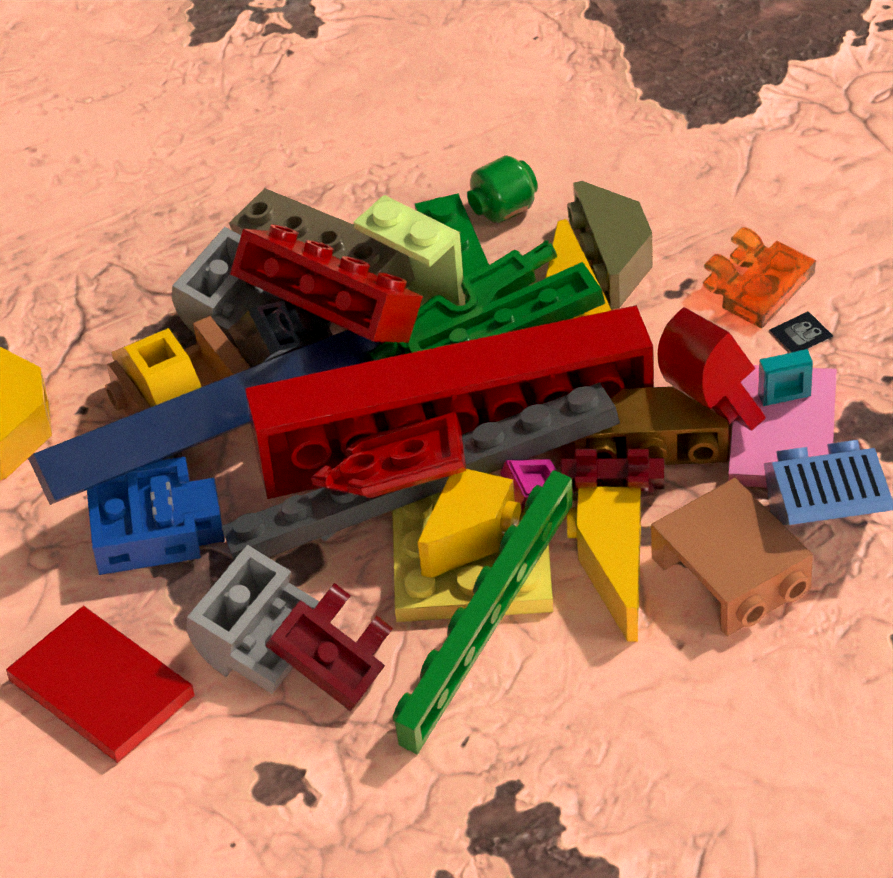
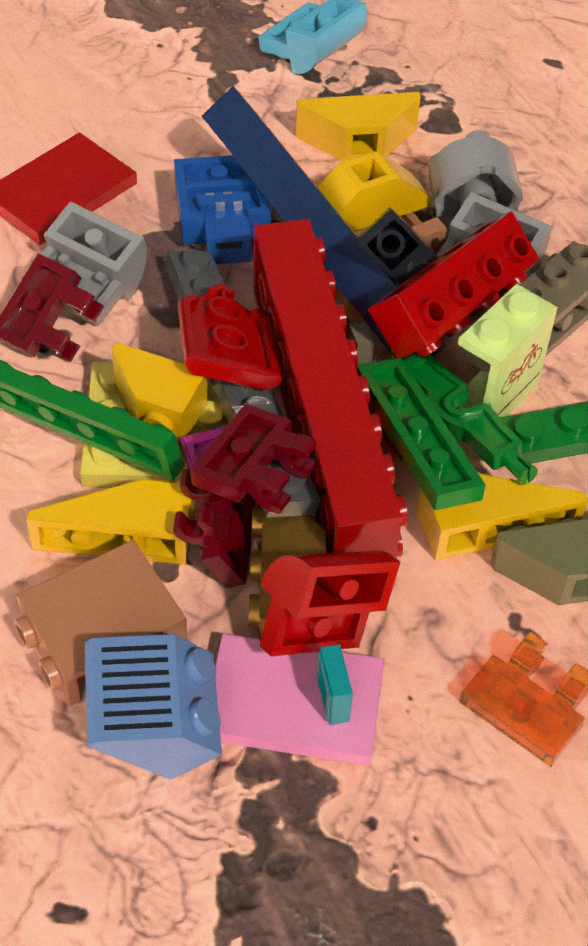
camera: 85 degrees right, 5 degrees up
(140, 293) = (475, 166): none -> light grey brick
(577, 416) = (242, 452): none -> dark red plate
(801, 332) = (449, 740): black sticker -> none

